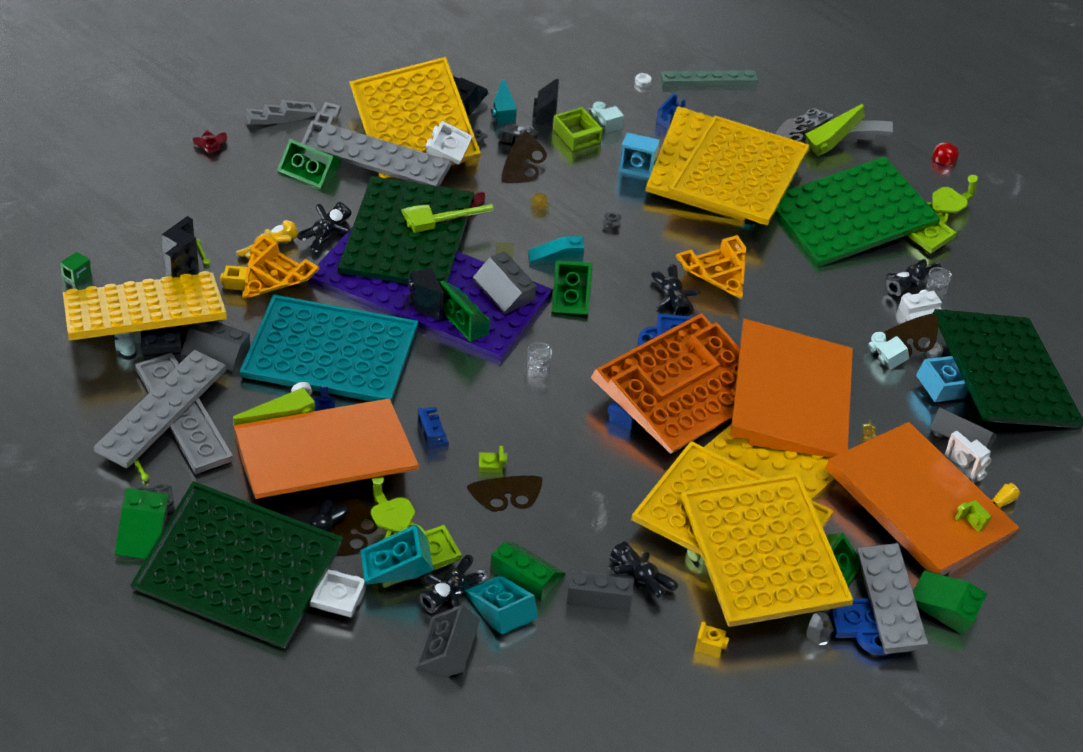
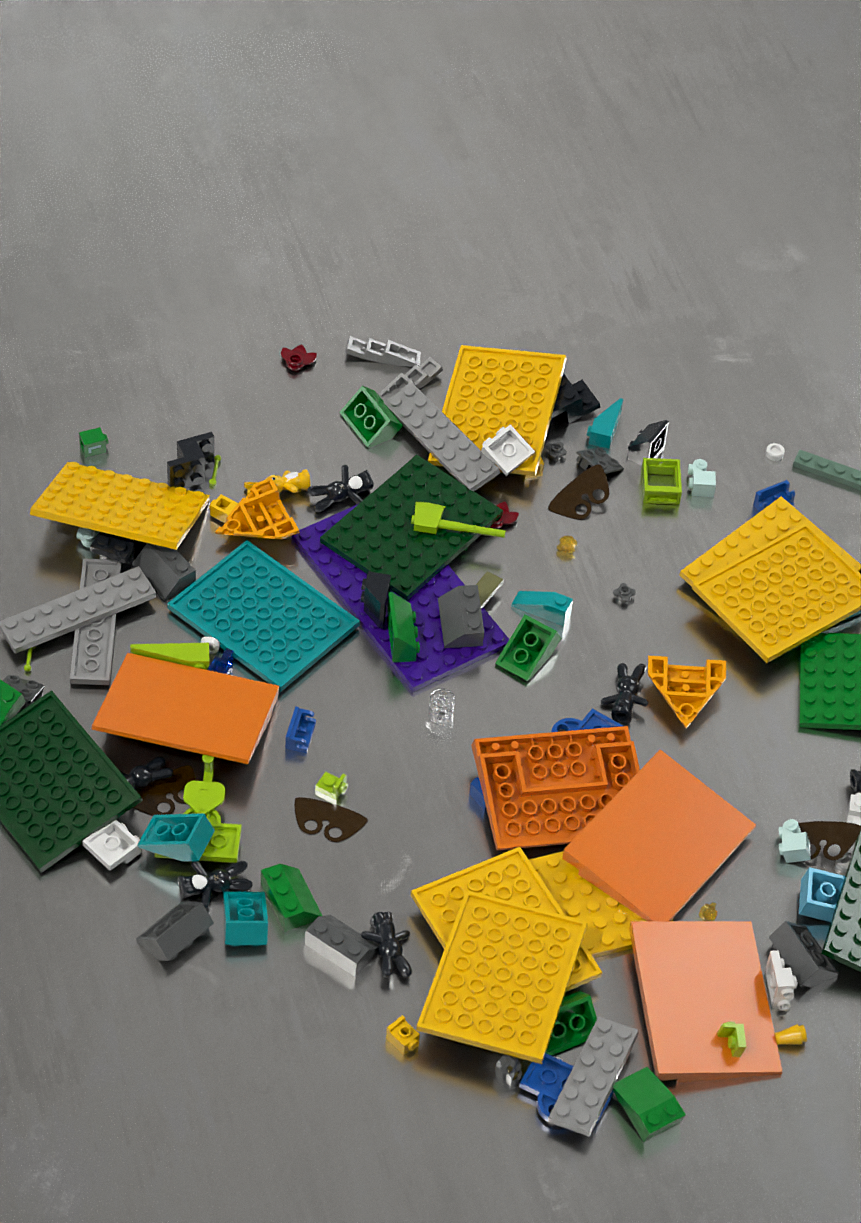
camera: 30 degrees right, 5 degrees up
(638, 155) = (696, 533): medium azure brick -> none

